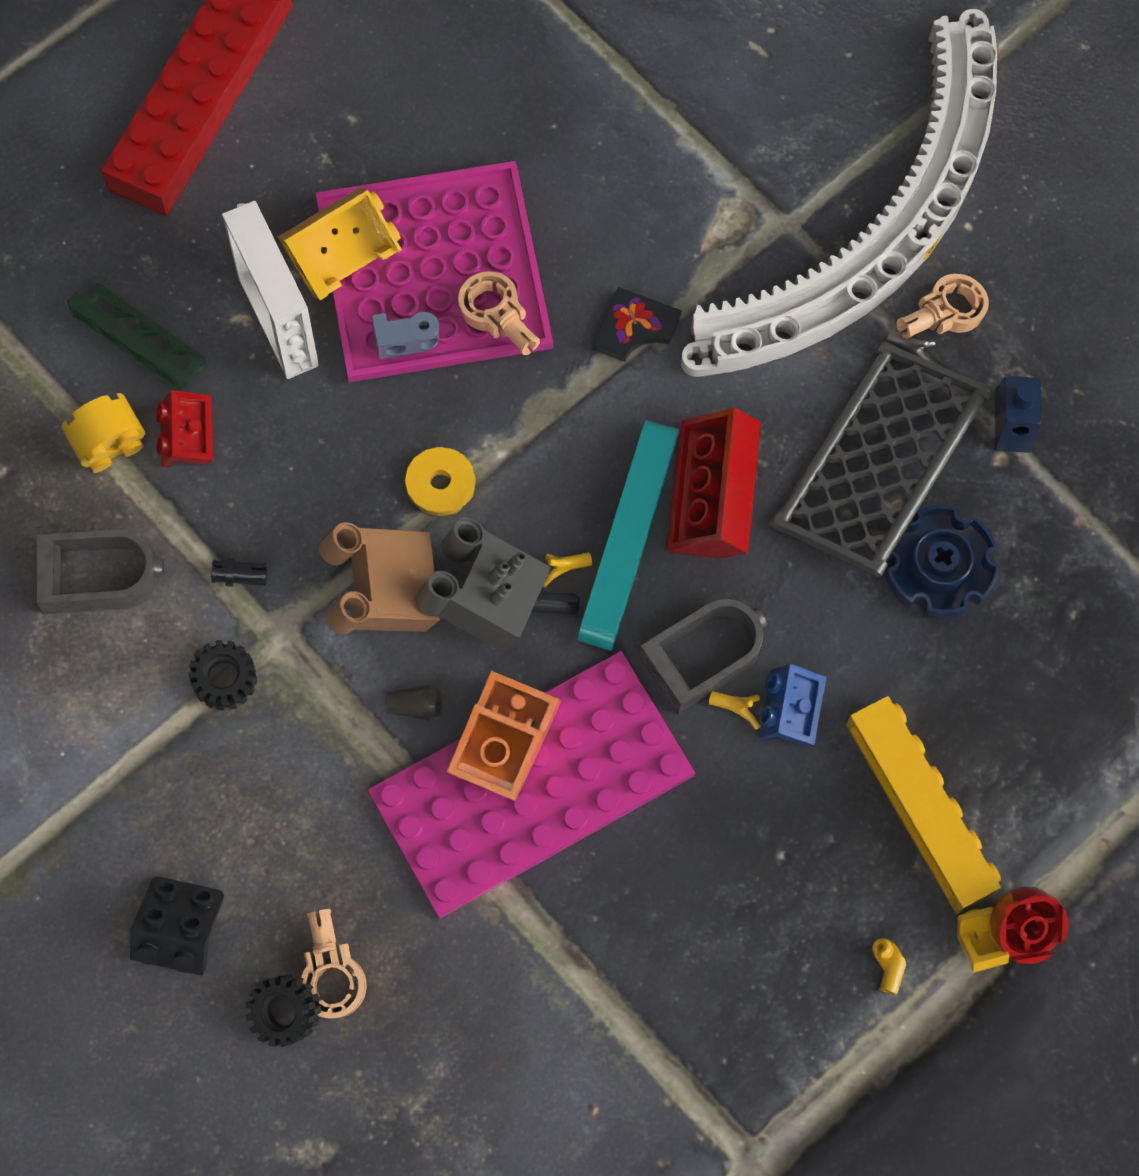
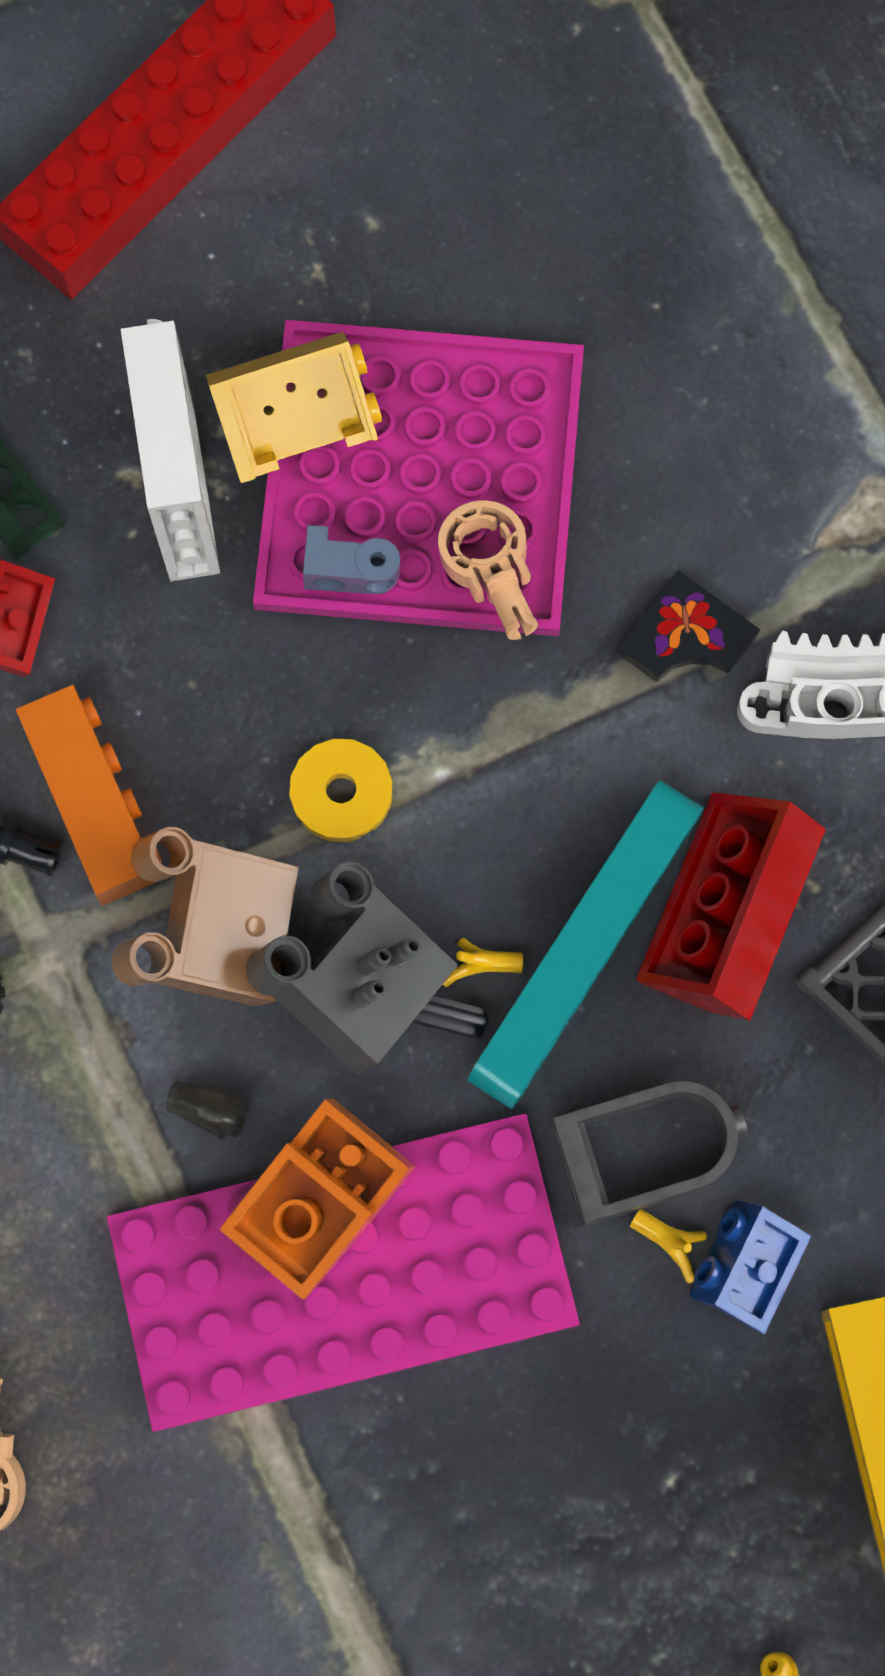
camera: 20 degrees right, 5 degrees up
(274, 525) = (85, 790): none -> orange brick

